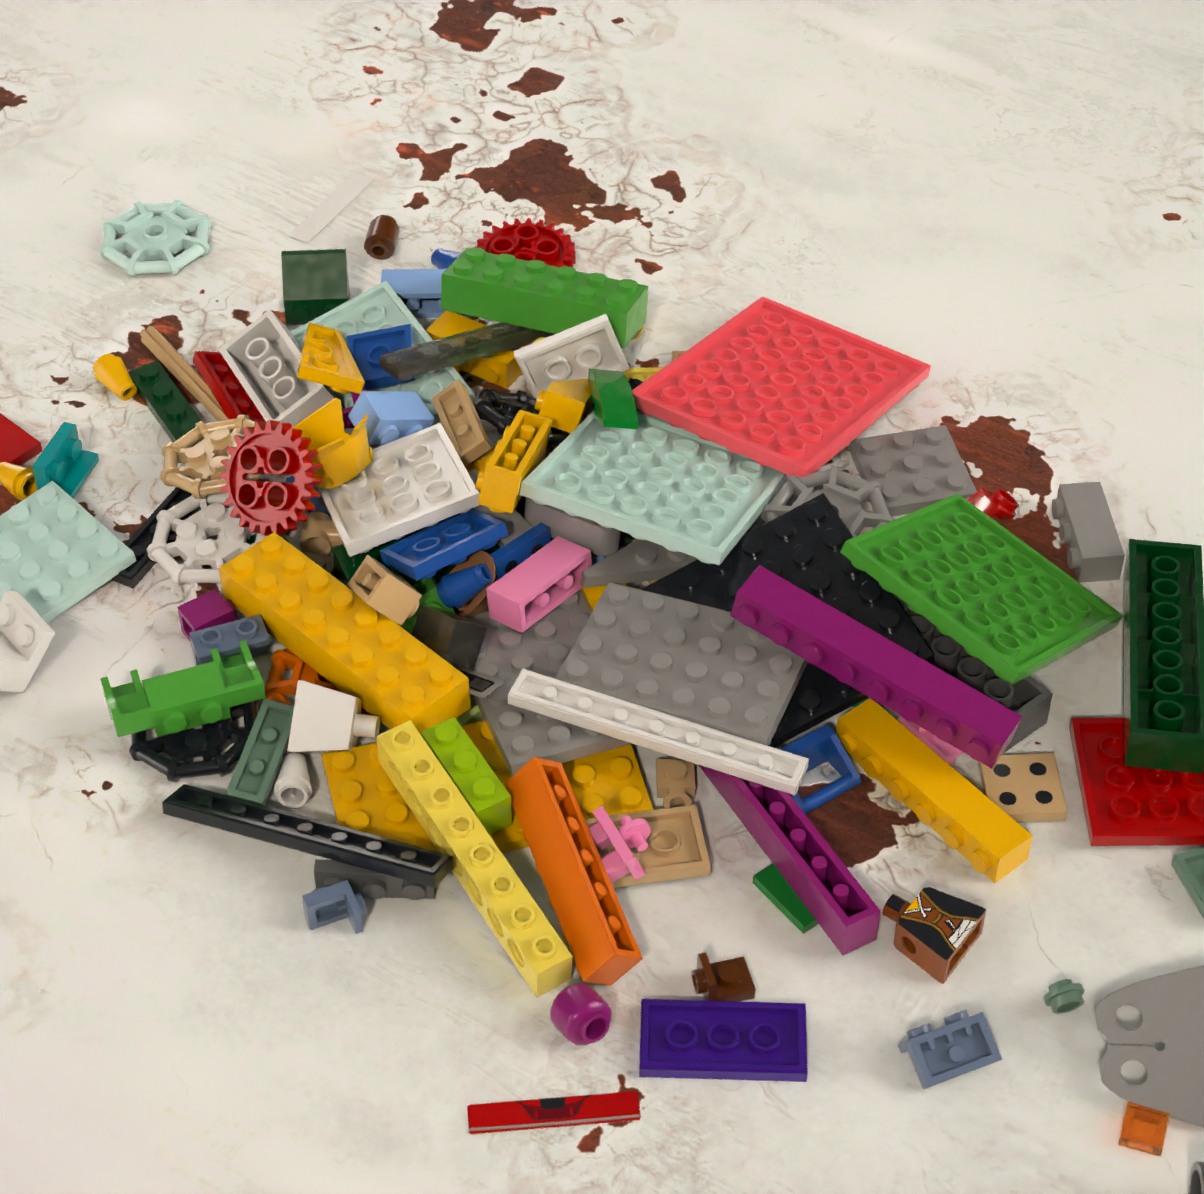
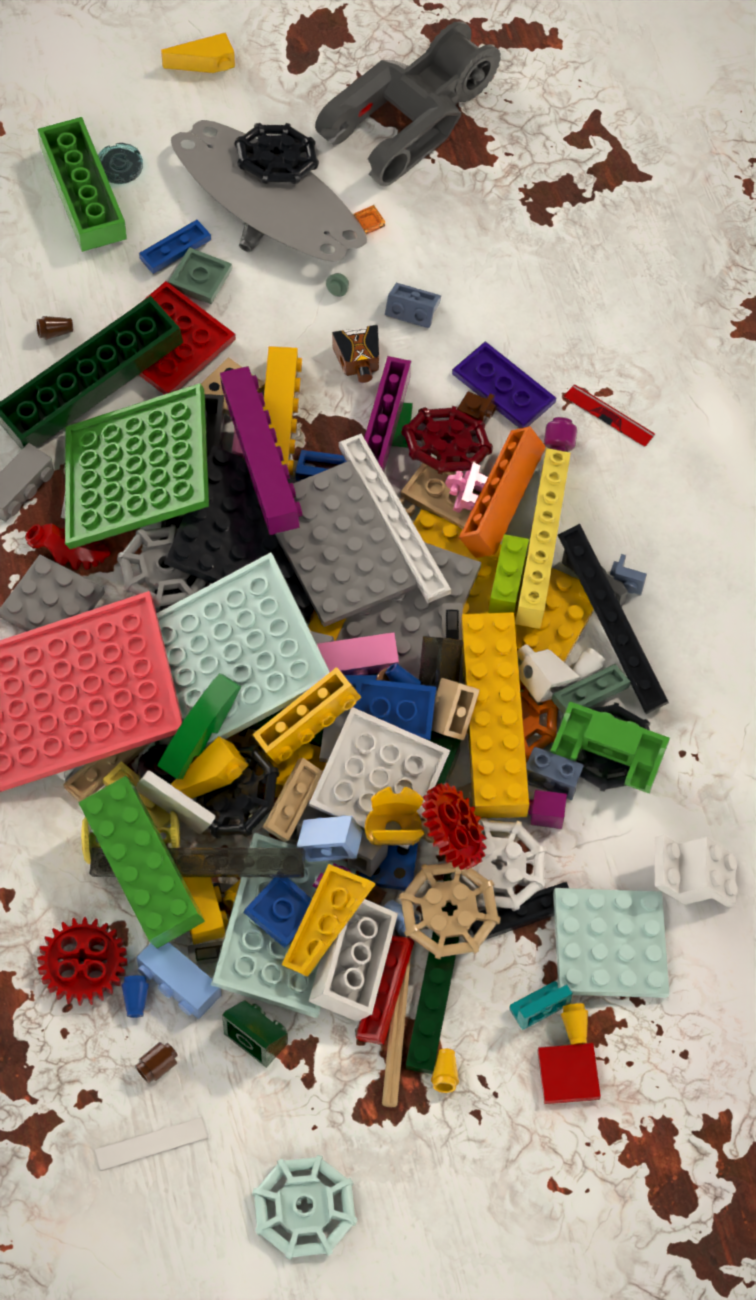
camera: 140 degrees left, 15 degrees up
(715, 879) = (450, 456): none -> dark red plate

